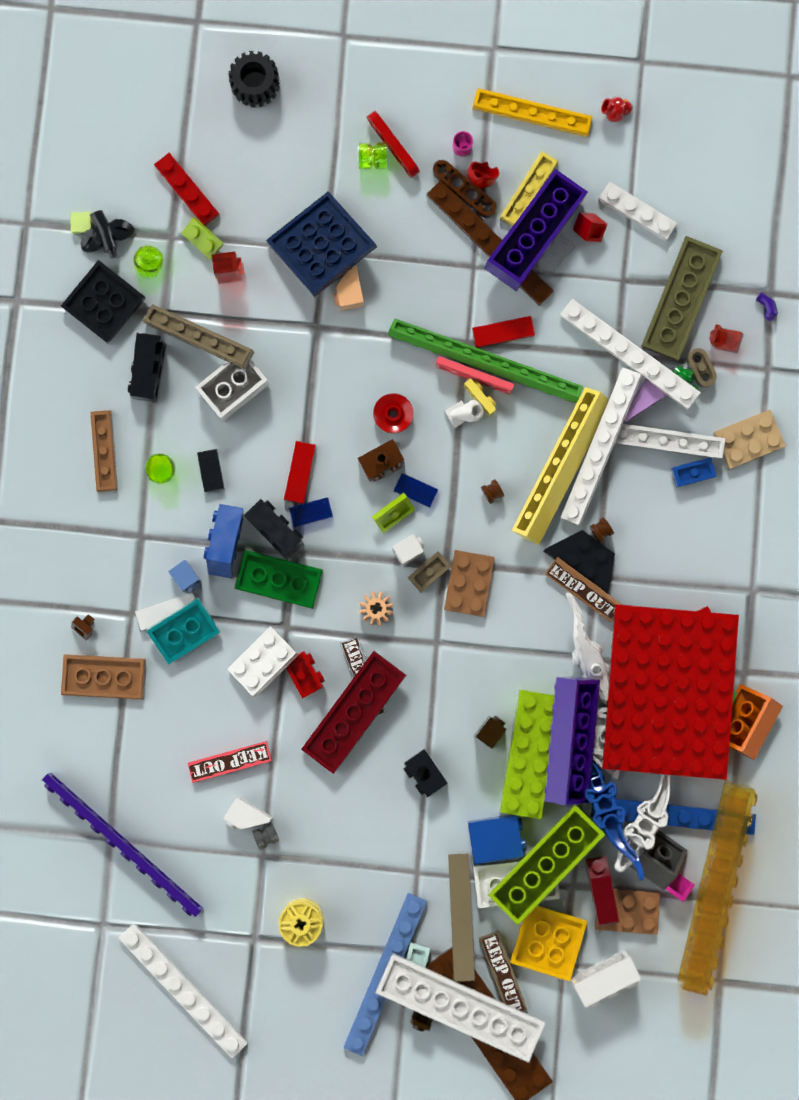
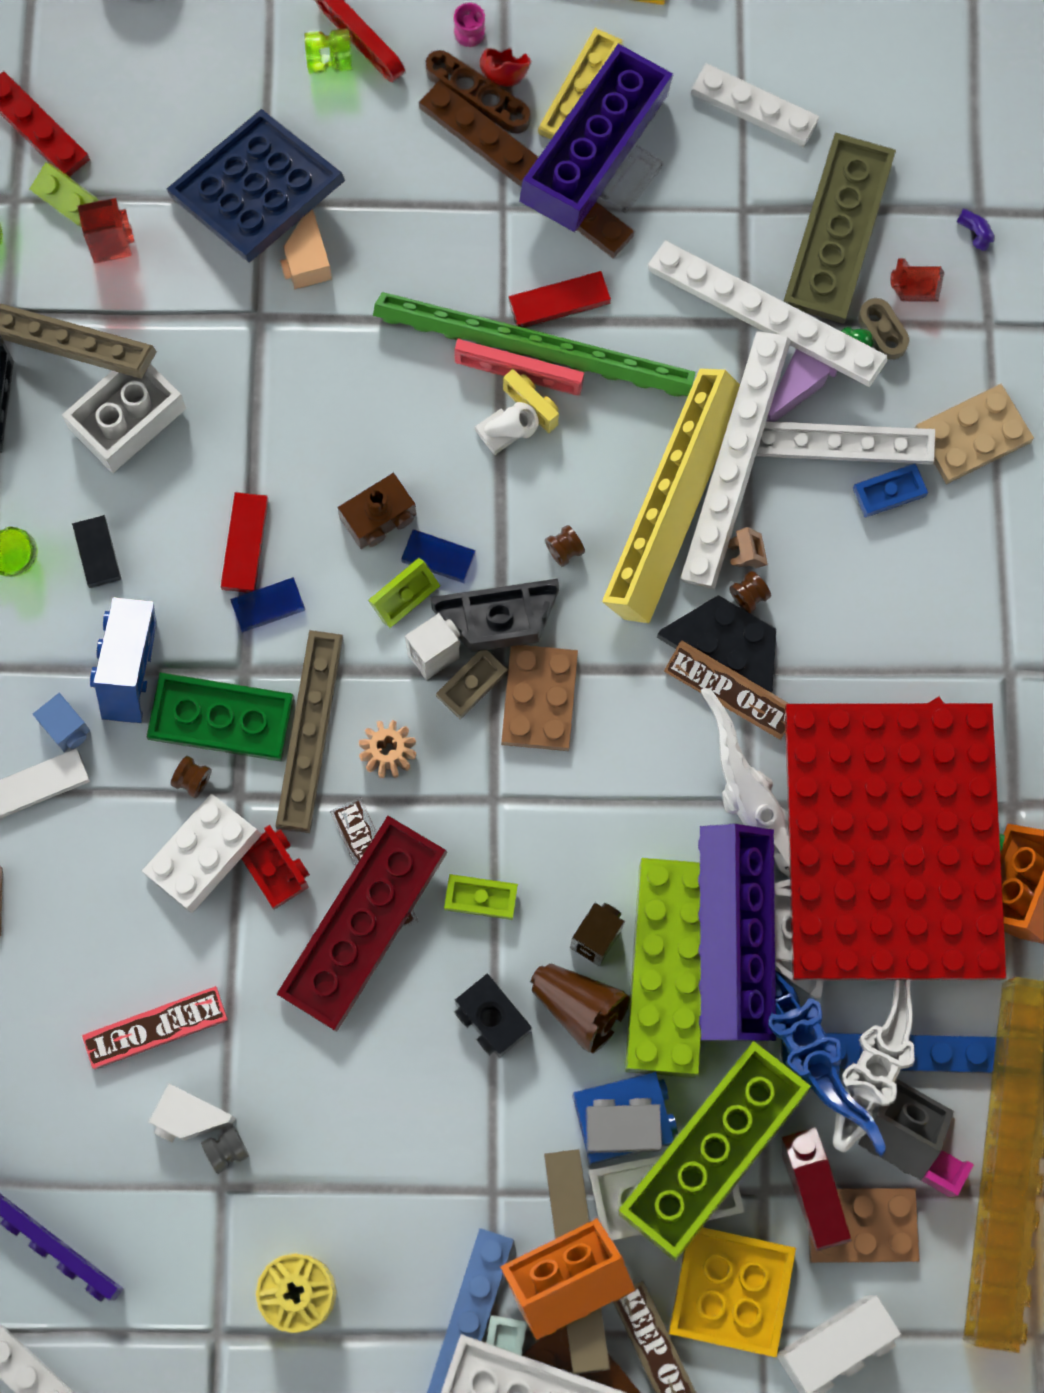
camera: 10 degrees left, 10 degrees down
(183, 631) = (63, 812): teal plate -> none
(259, 615) = (191, 777): none -> reddish brown wheel
(274, 528) = (208, 633): black wedge -> none
(330, 592) = (309, 732): none -> dark tan tile
(390, 403) = (387, 422): red dish -> none
(424, 701) = (480, 897): none -> lime plate
(449, 532) = (499, 614): none -> black wing
(455, 929) = (567, 1278): none -> orange slope
(476, 771) = (580, 1004): none -> reddish brown cone
(495, 847) = (623, 1127): none -> light grey brick
(590, 227) = (682, 132): red panel -> none
(605, 502) = (751, 549): none -> medium nougat tile

